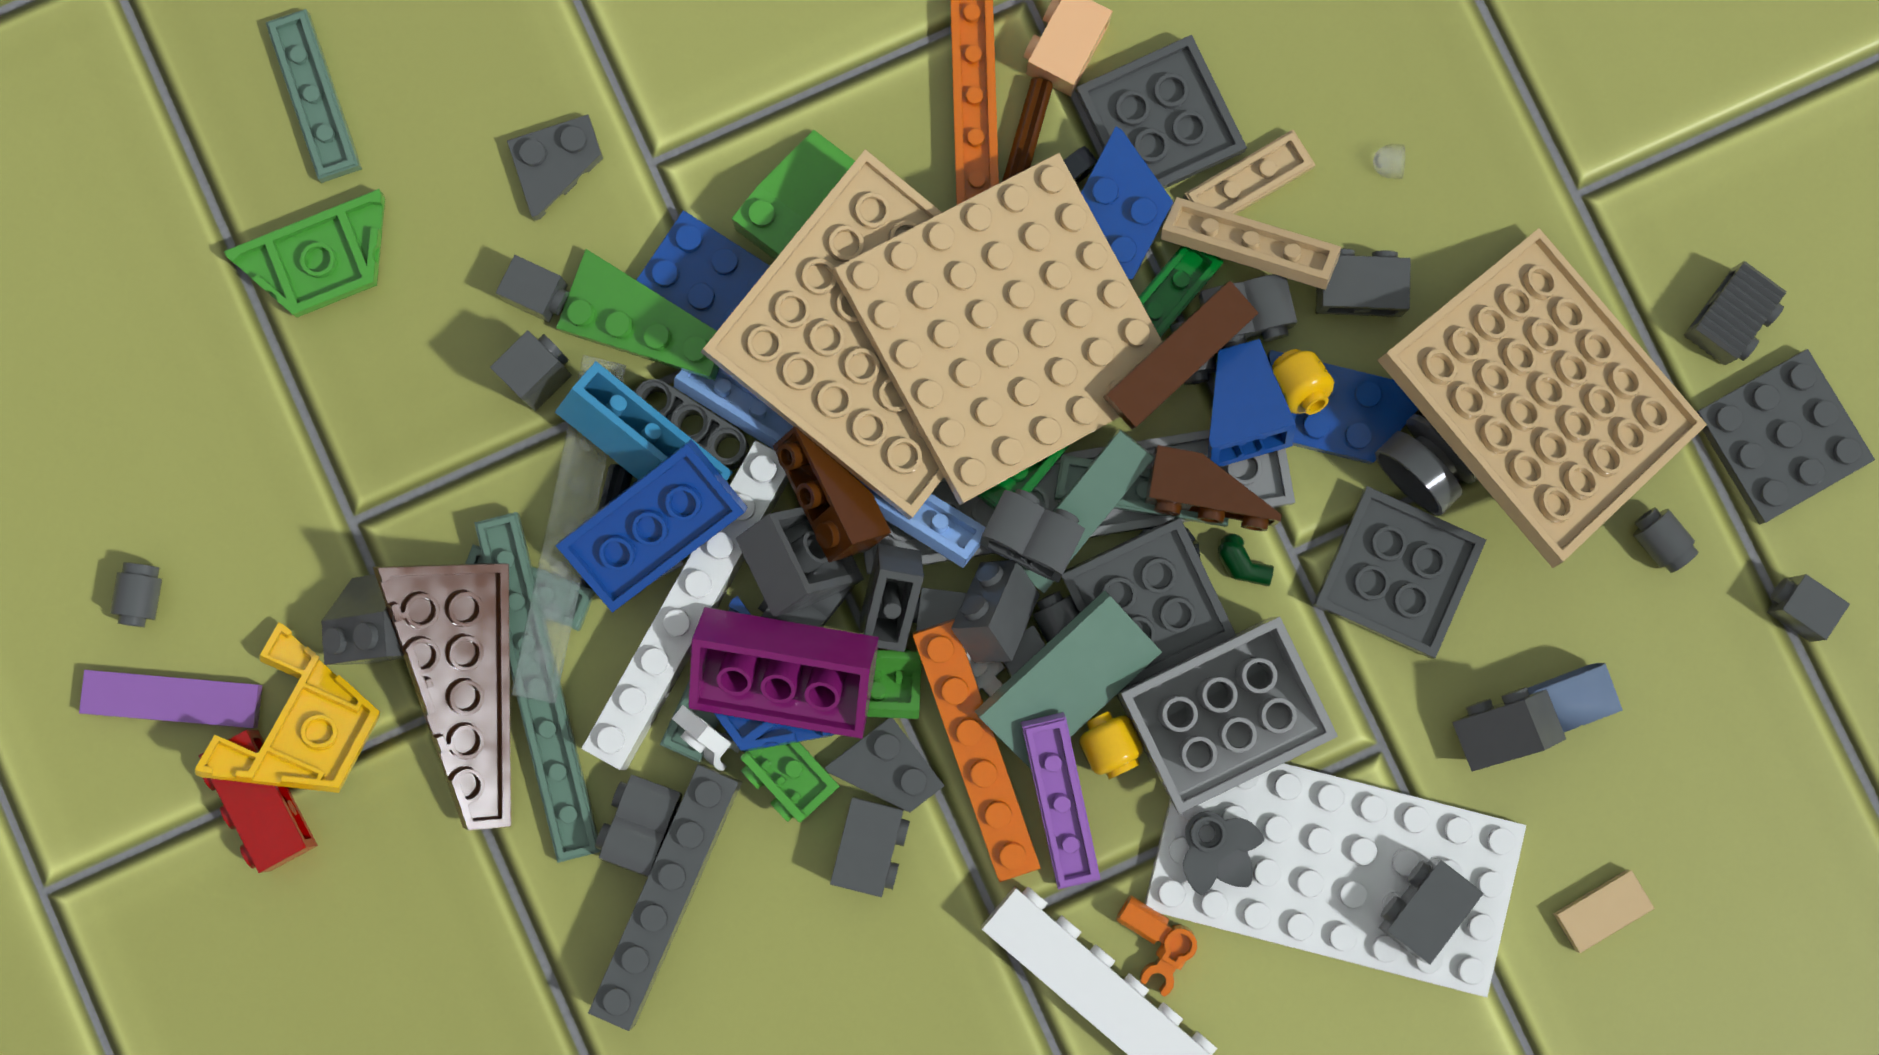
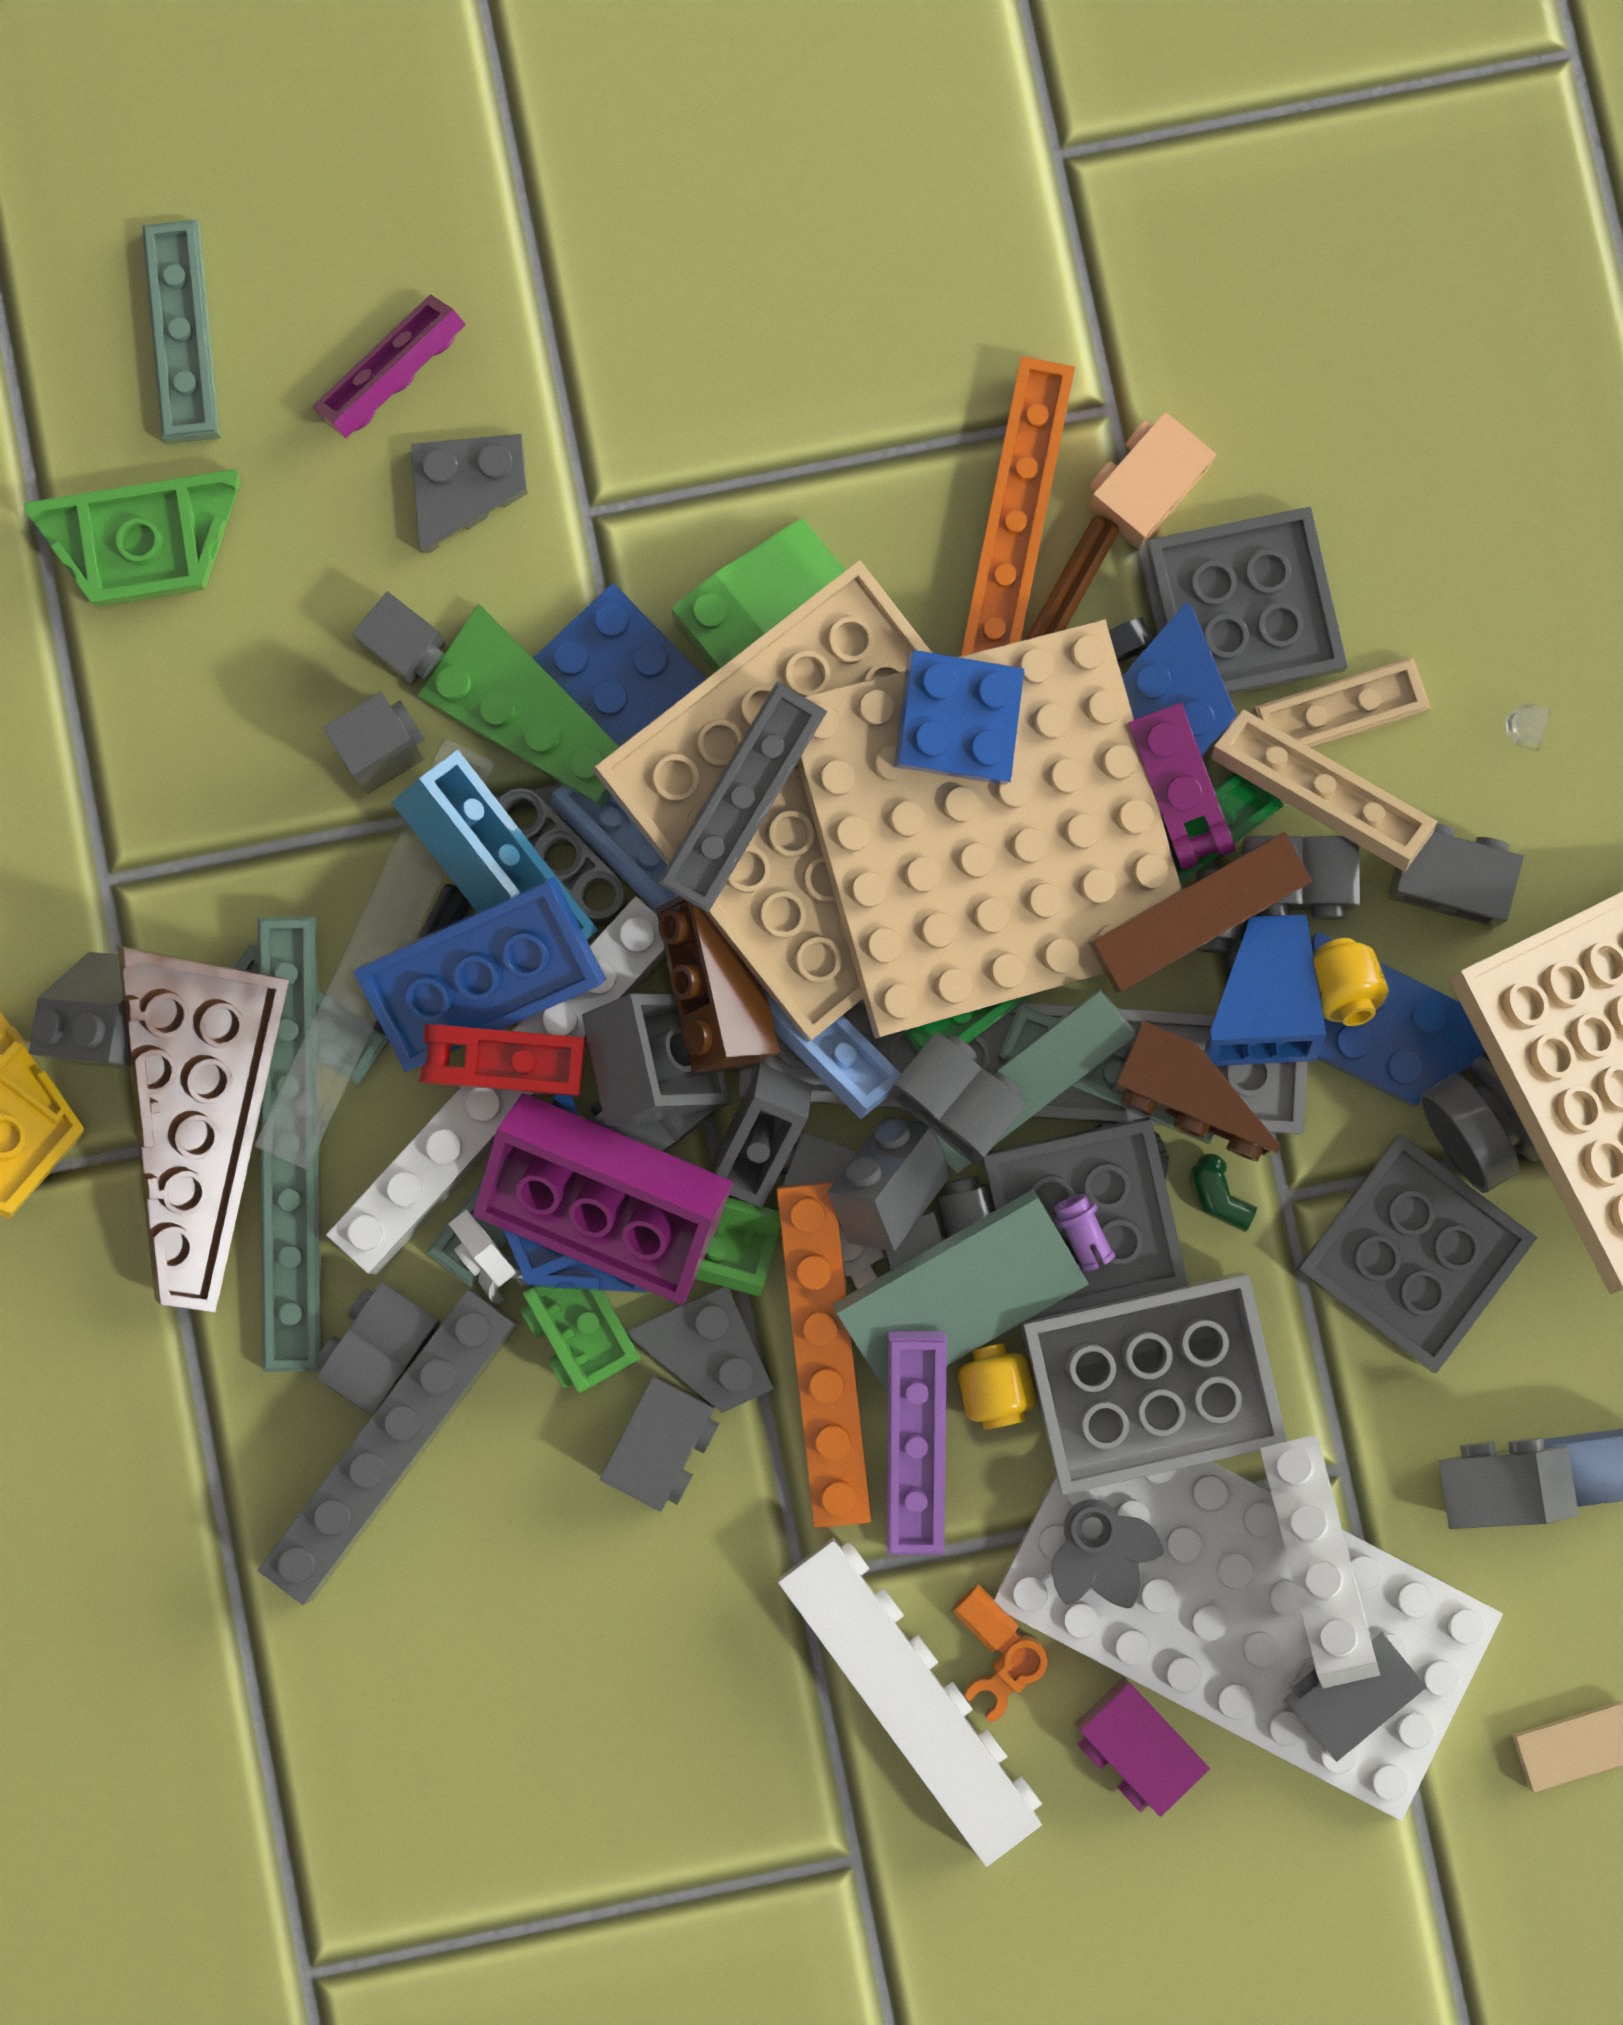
camera: 15 degrees right, 0 degrees up
(477, 86) = (389, 366): none -> magenta plate
(685, 586) = (504, 1060): none -> red plate
(818, 346) = (742, 796): none -> dark grey tile
(967, 250) = (959, 717): none -> blue plate
(1143, 262) = (1180, 783): none -> magenta plate
(1148, 612) = (1082, 1230): none -> medium lavender pin
(1281, 988) = (1141, 1748): none -> magenta brick
(1383, 818) = (1319, 1562): none -> white brick

